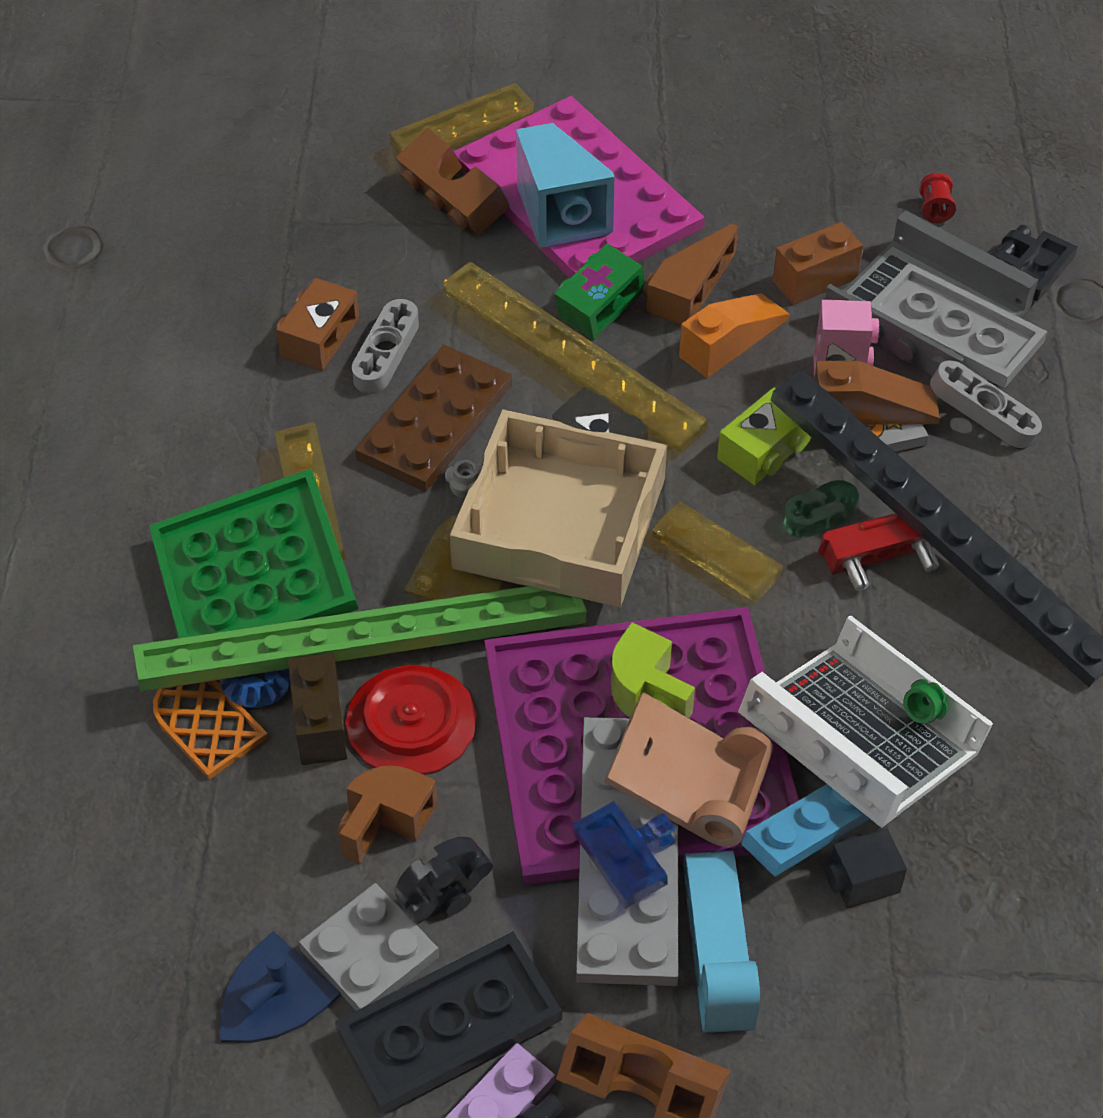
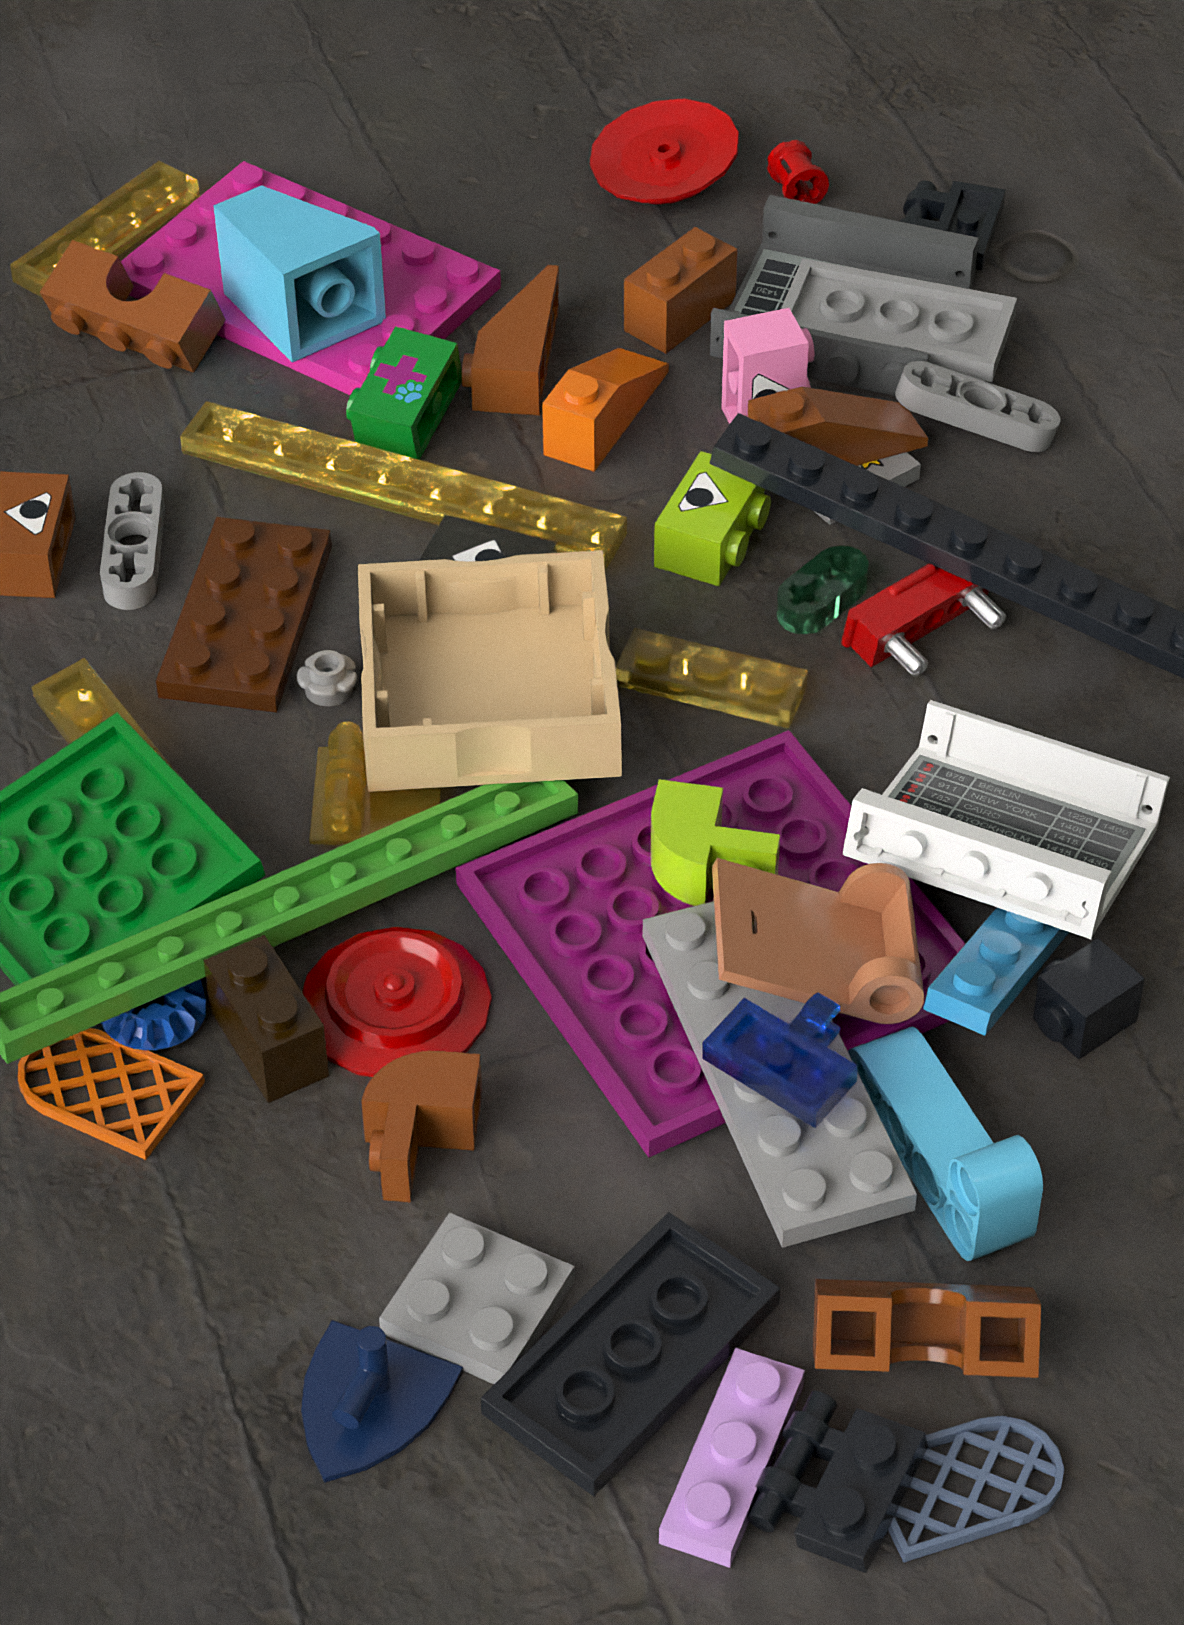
camera: 20 degrees left, 5 degrees down
(443, 880) = (548, 1179): black plate -> none
(851, 158) = (664, 151): none -> red piece
(918, 706) = (1066, 789): green plate -> none

